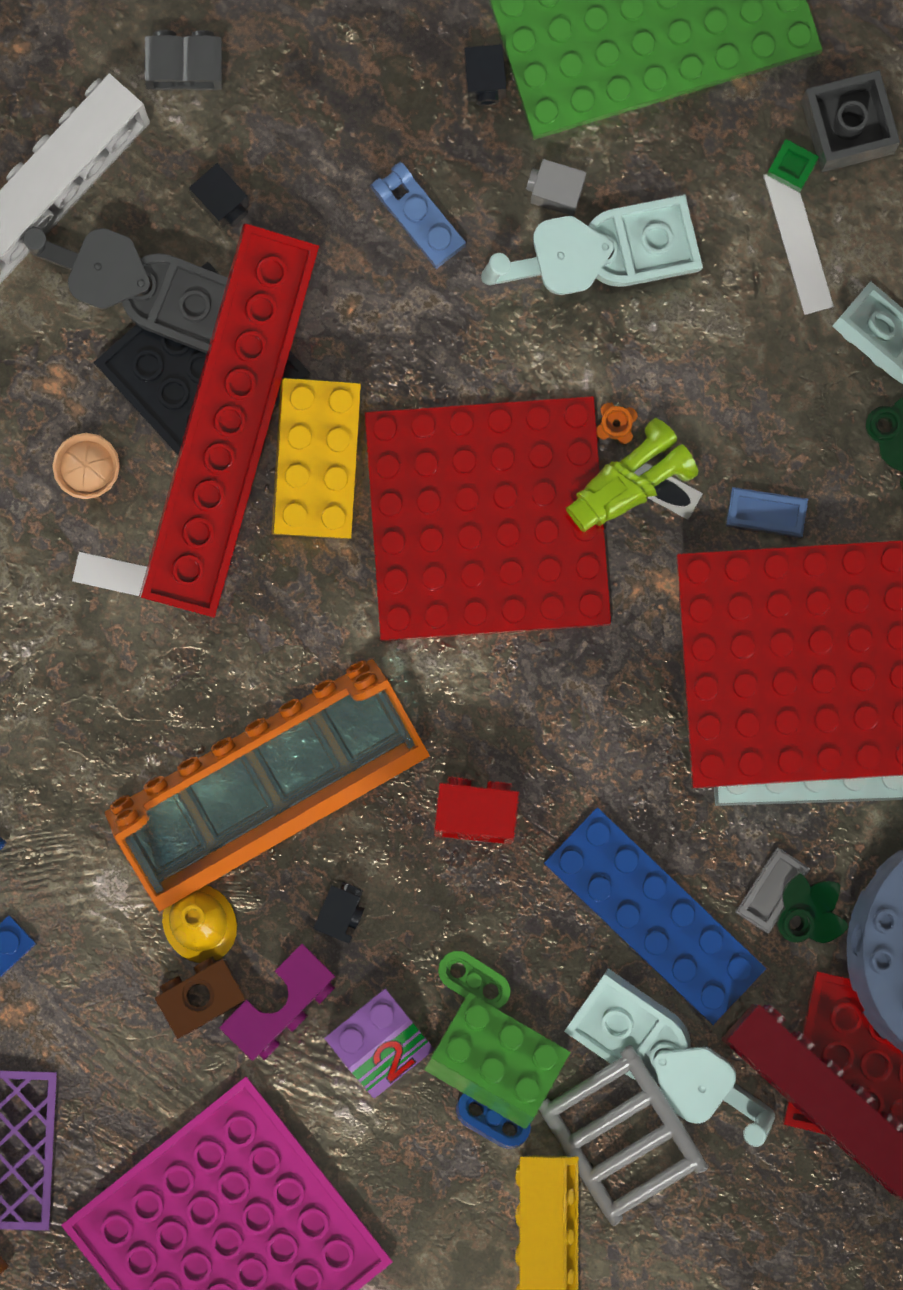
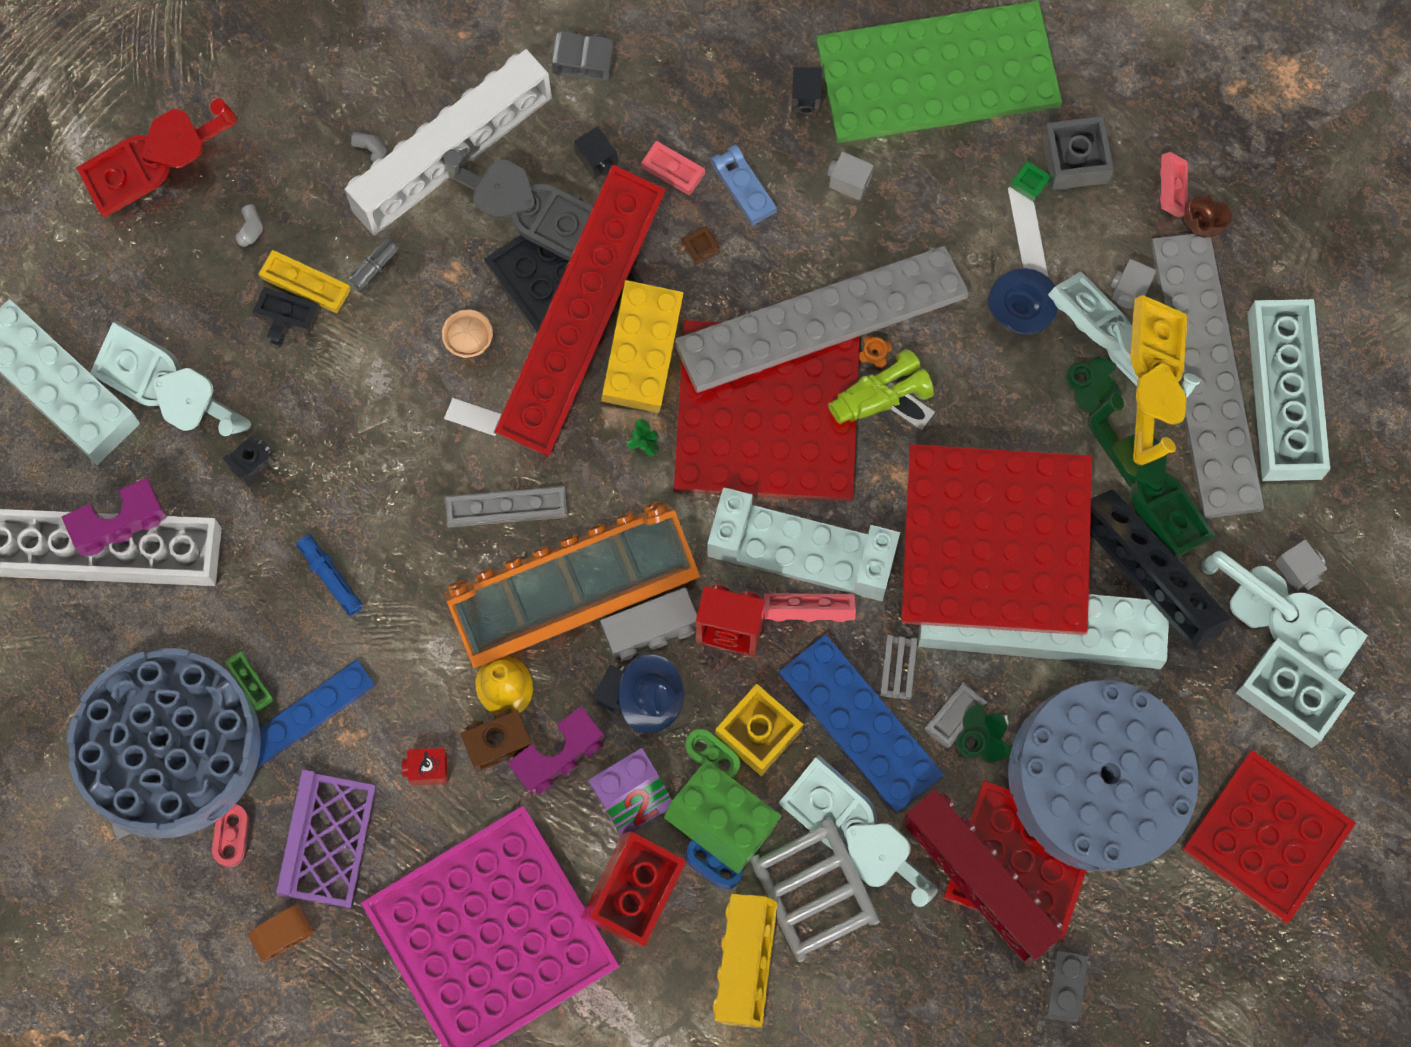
camera: 10 degrees right, 10 degrees down
(116, 1042) = (426, 766): none -> red brick
(169, 690) = (506, 506): none -> light grey tile
(323, 204) = (672, 168): none -> coral plate
(333, 578) = (643, 438): none -> green plant
(373, 305) = (700, 245): none -> reddish brown tile
(374, 824) = (650, 625): none -> light grey brick
(386, 913) = (650, 693): none -> dark blue hat
(398, 1168) = (633, 889): none -> red brick
(529, 944) = (759, 729): none -> yellow brick
(542, 390) = (820, 319): none -> light grey plate
(555, 697) = (801, 547): none -> light aqua plate
(572, 774) = (809, 607): none -> coral plate
(643, 240) = (911, 220): light aqua plate -> none
(694, 804) = (901, 642): none -> light grey tile
(766, 512) = (982, 430): medium blue tile -> none
(798, 334) = (1022, 301): none -> dark blue hat

